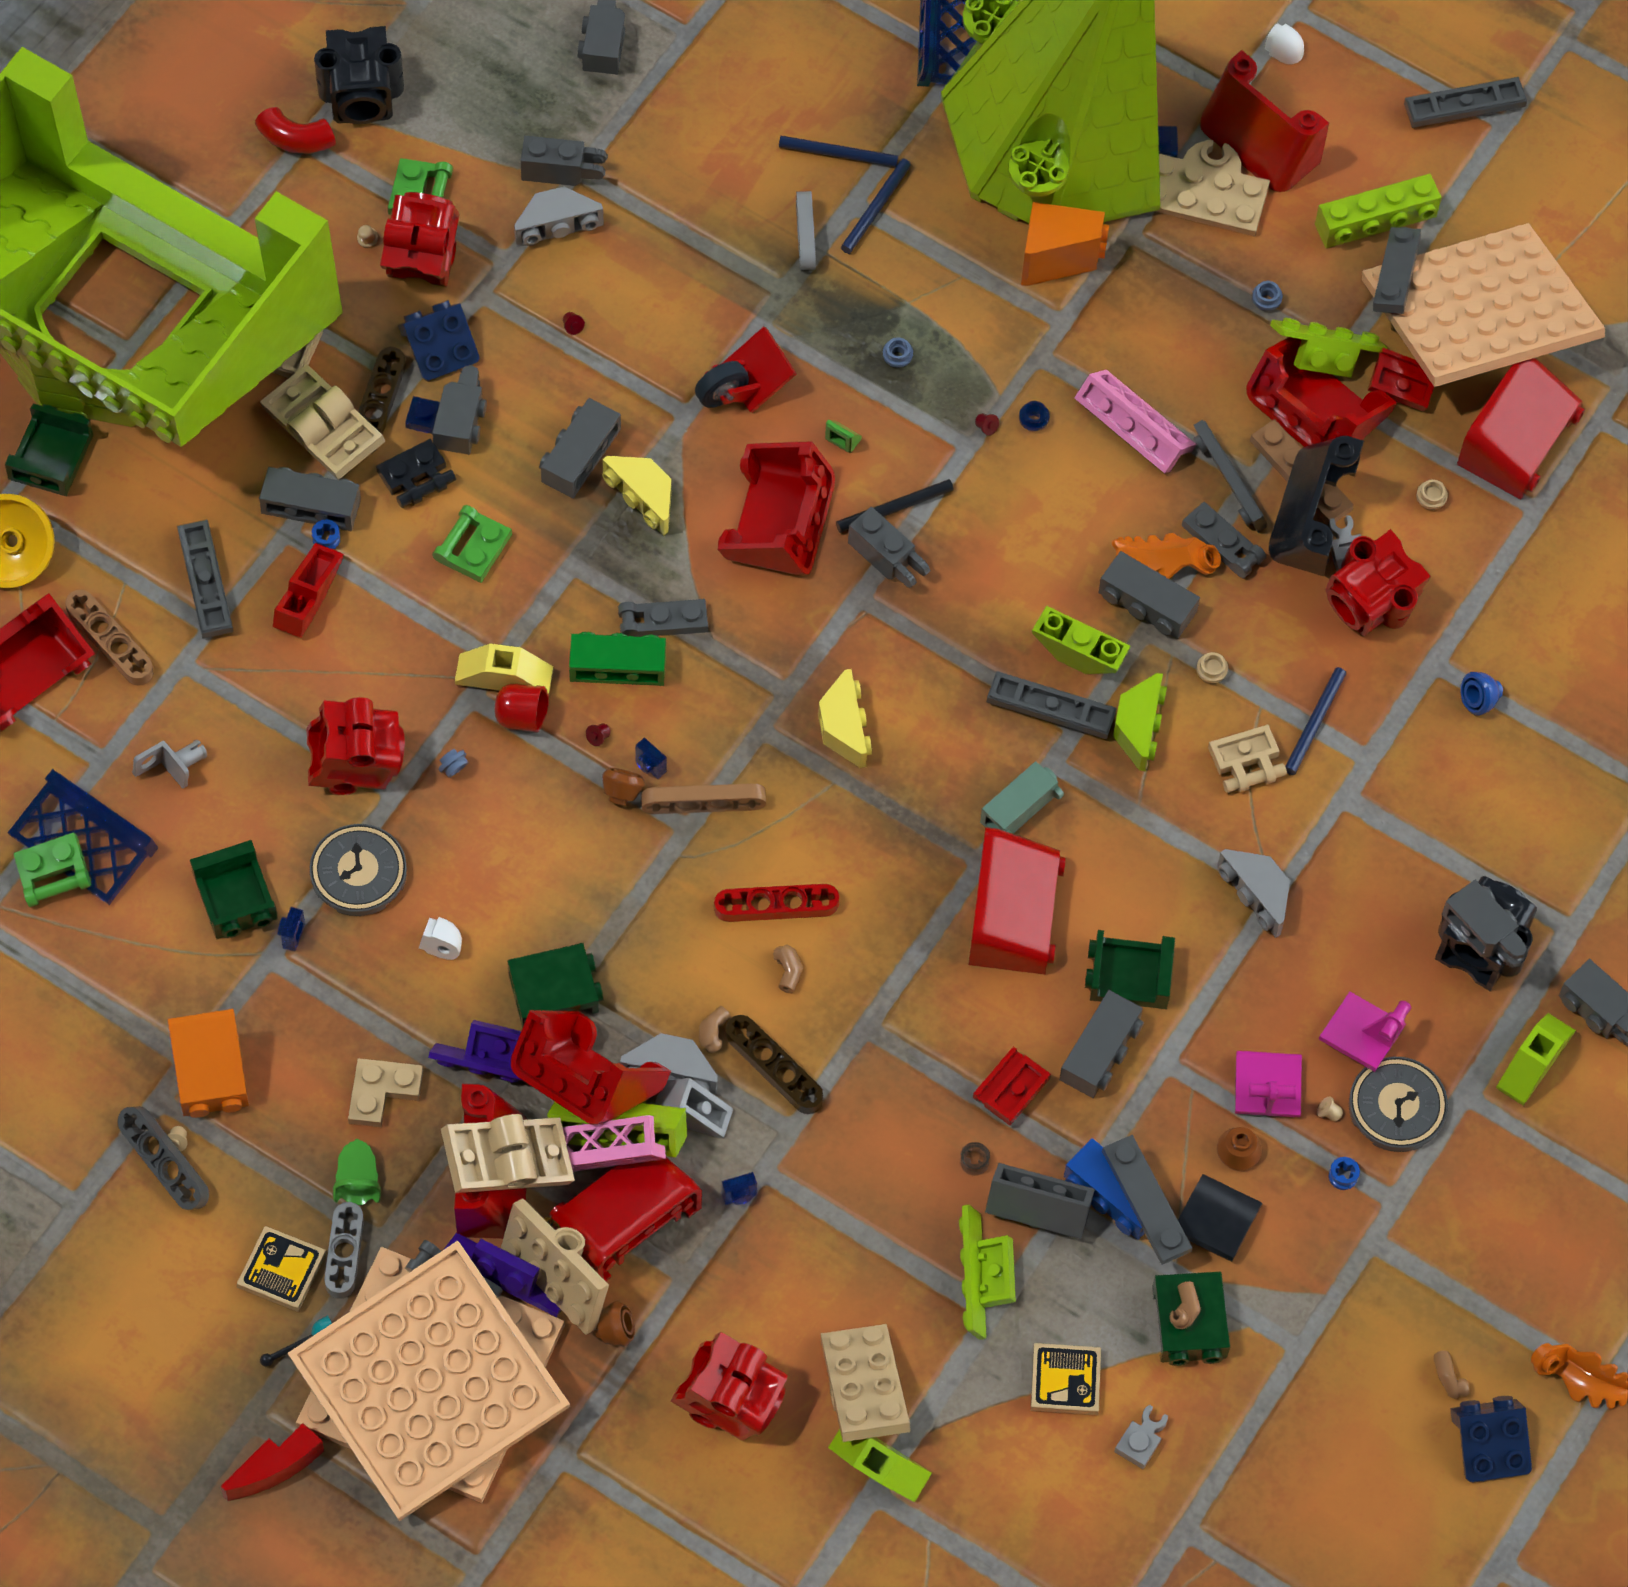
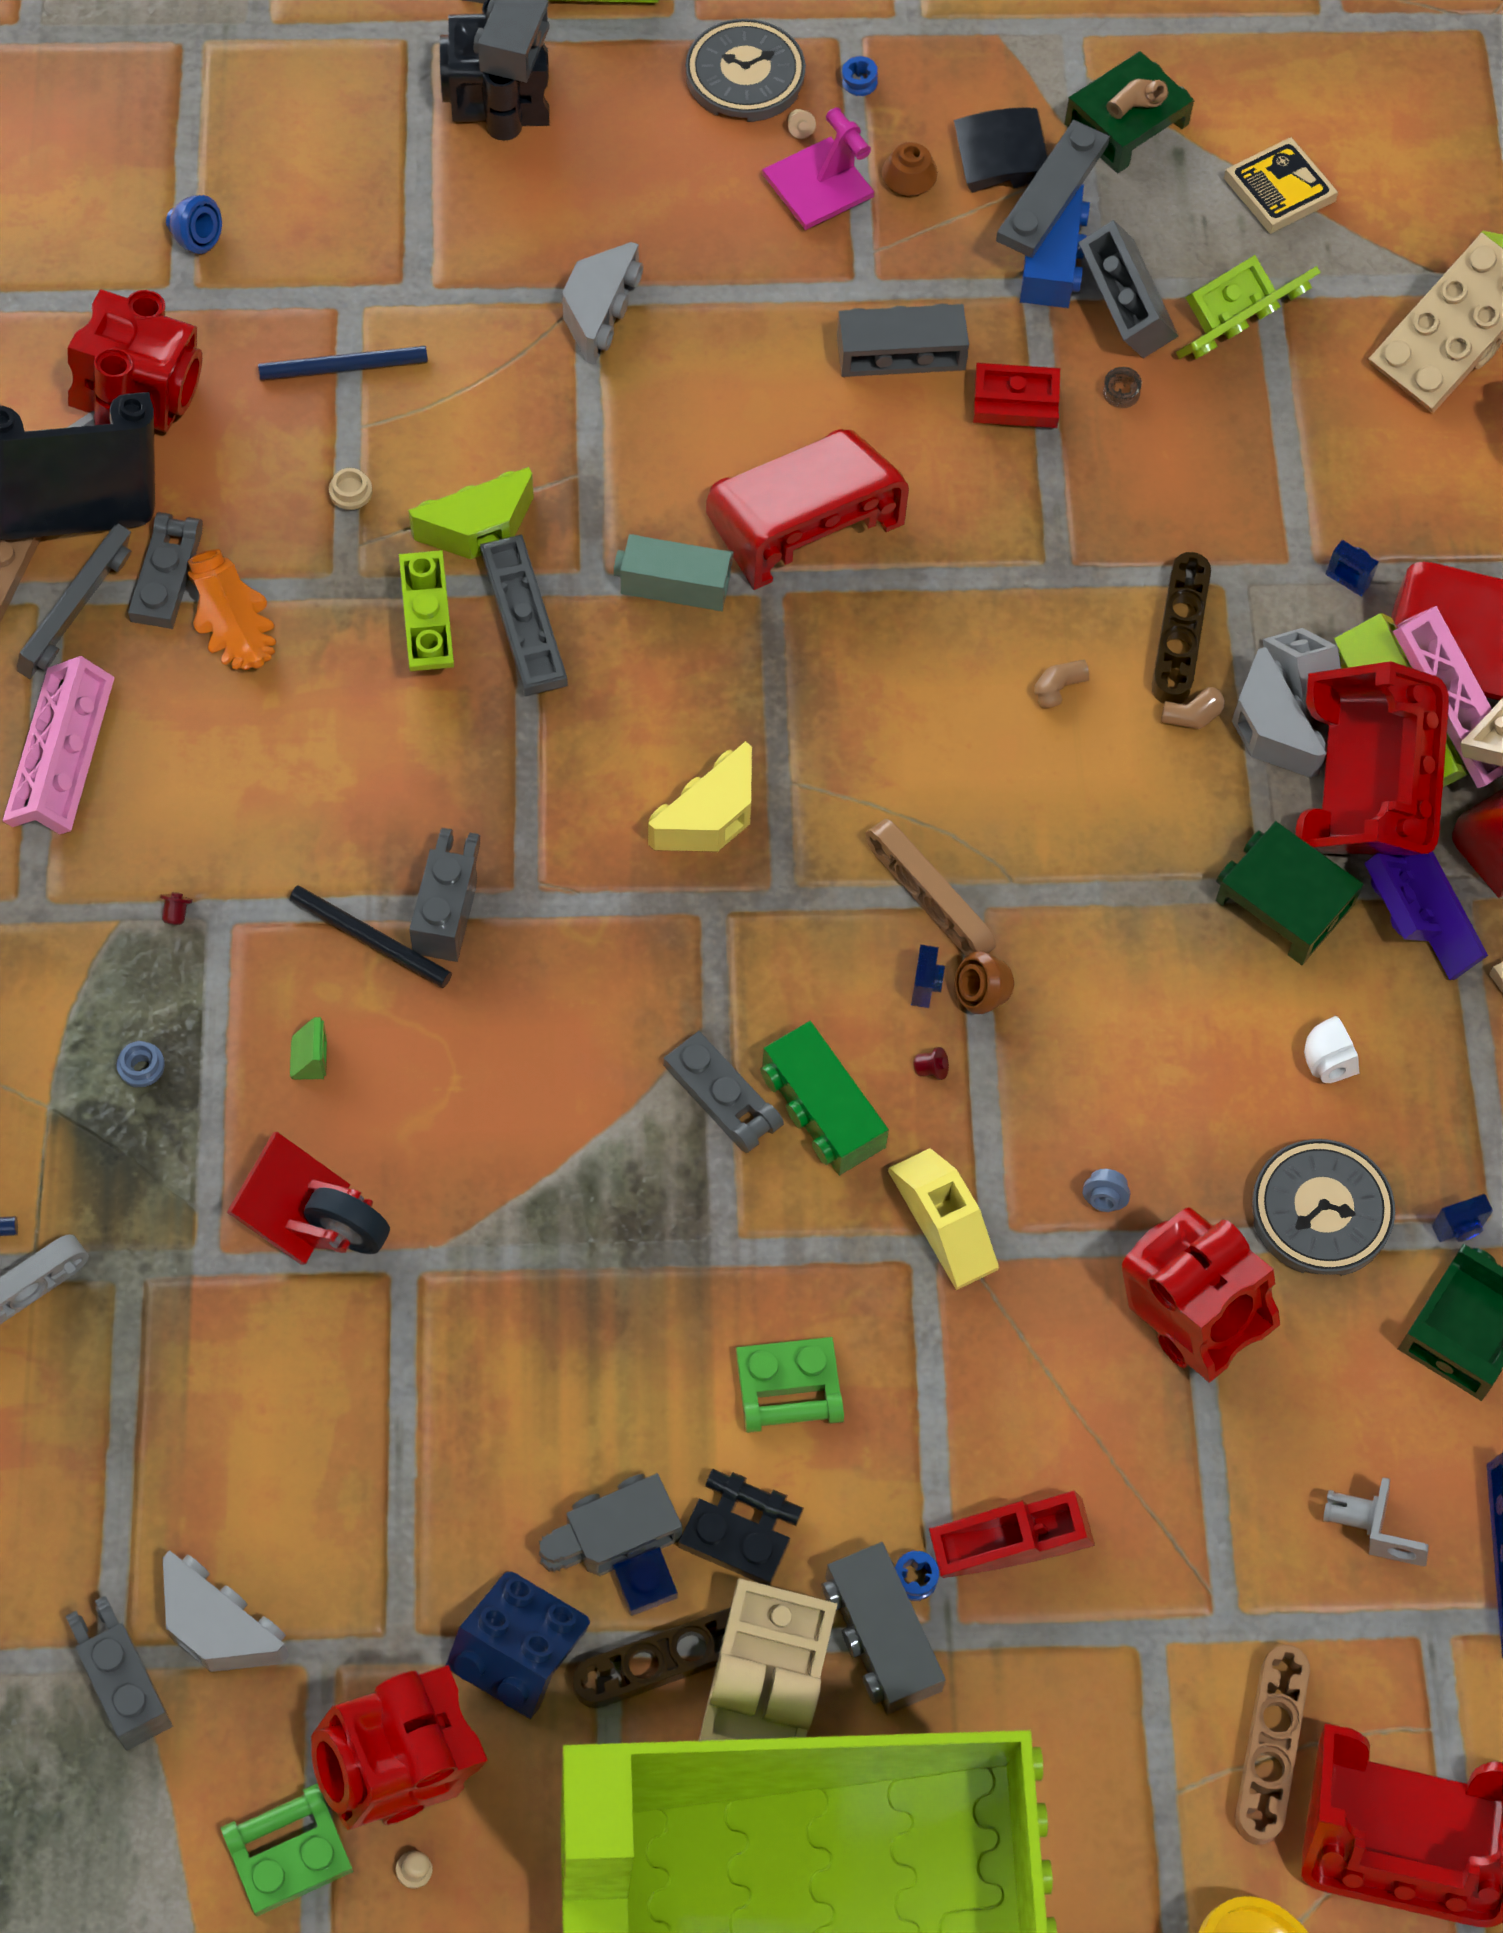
camera: 125 degrees left, 0 degrees up
(205, 579) = (1100, 1678): dark grey plate -> none
(522, 707) = (979, 1155): red helmet -> none
(573, 323) = (365, 1492): dark red piece -> none
(580, 447) = (557, 1342): dark grey brick -> none
(642, 487) = (562, 1223): light yellow slope -> none
(776, 897) = (997, 738): red beam -> none
(782, 507) = (484, 1050): red windscreen -> none
(1034, 408) = (125, 847): clear blue plate -> none
(1131, 970) = (789, 361): dark green panel -> none
(1139, 1440) = (1283, 94): light grey plate -> none
(1148, 595) = (304, 595): dark grey brick -> none
(1244, 750) = (439, 403): tan plate -> none
(1364, 1030) = (691, 128): dark pink plate -> none

